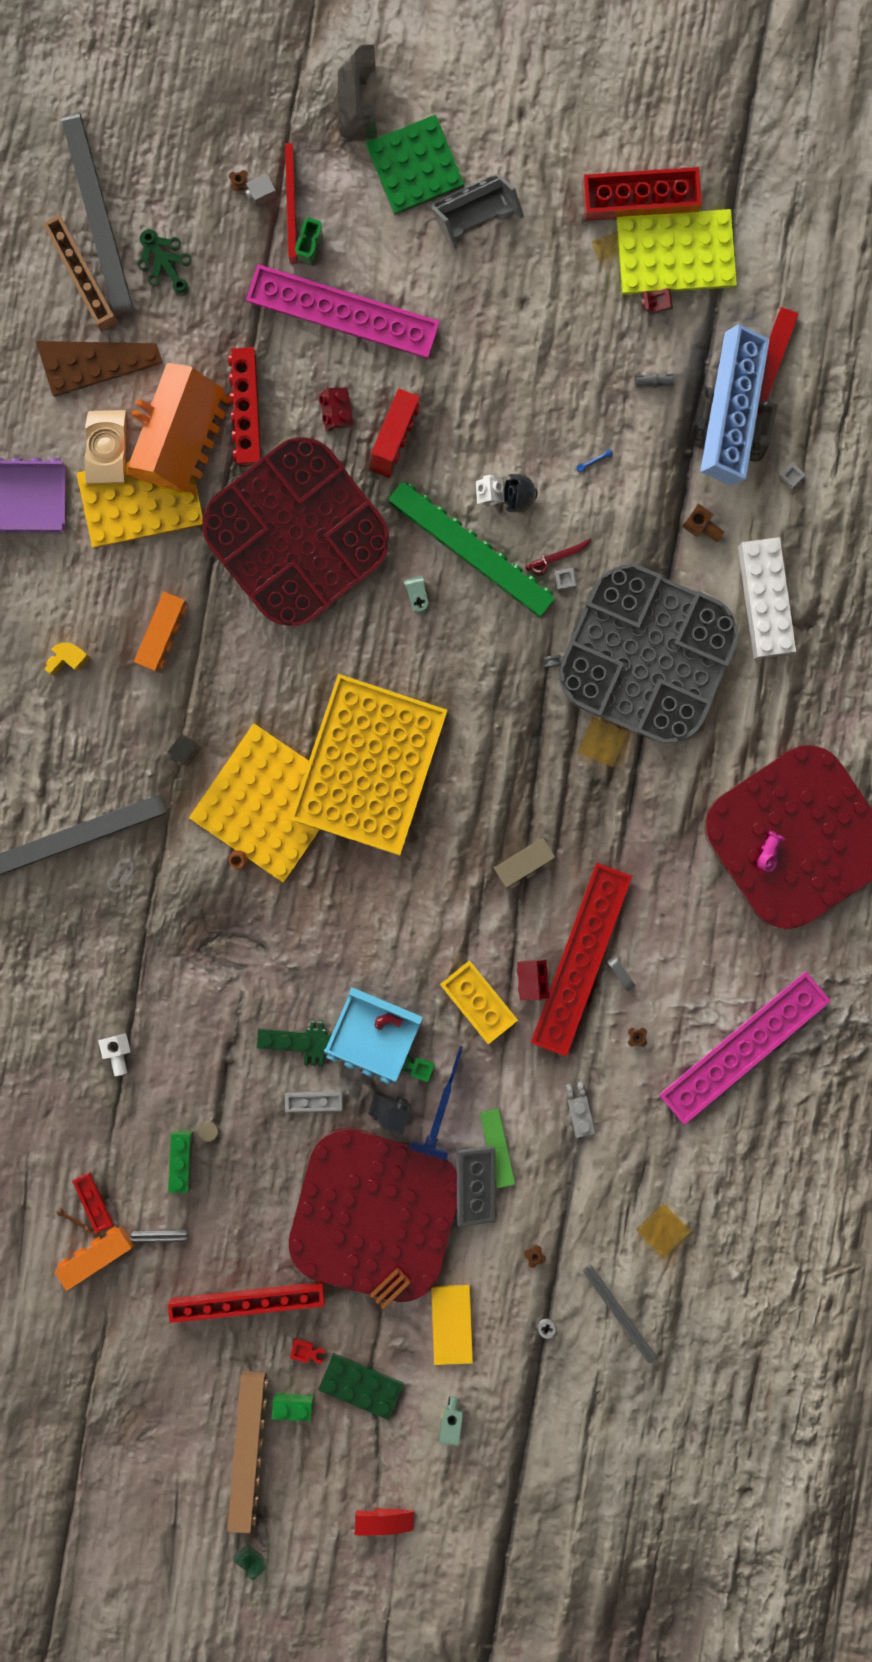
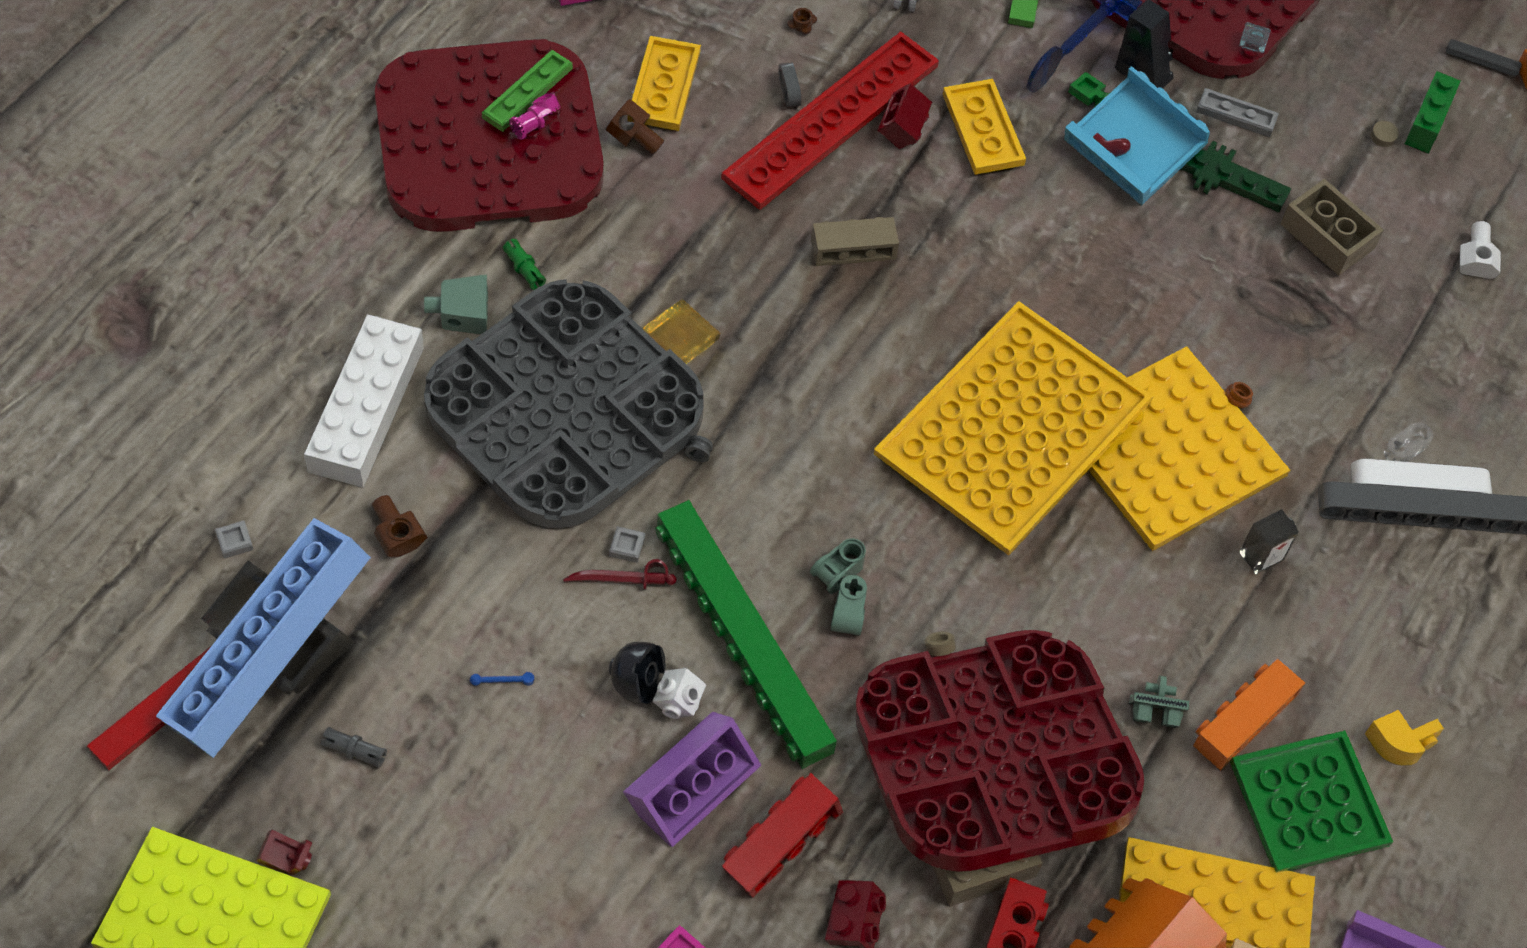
camera: 160 degrees left, 30 degrees down
(104, 846) = (1421, 475): none -> white beam
(108, 593) = (1310, 802): none -> green plate
(215, 616) = (1172, 708): none -> sand green hips
(219, 1021) = (1331, 227): none -> dark tan brick
(321, 1161) = (1254, 37): none -> clear light blue tile
(355, 595) = (940, 643): none -> dark tan tile
(435, 616) = (836, 566): none -> sand green piece
(460, 446) = (693, 778): none -> medium lavender slope
(704, 935) = (666, 81): none -> yellow plate
(708, 884) = (639, 132): none -> reddish brown piece
(723, 746) = (524, 264): none -> green pin
(744, 695) = (461, 304): none -> sand green torso
(786, 873) = (525, 90): none -> bright green tile

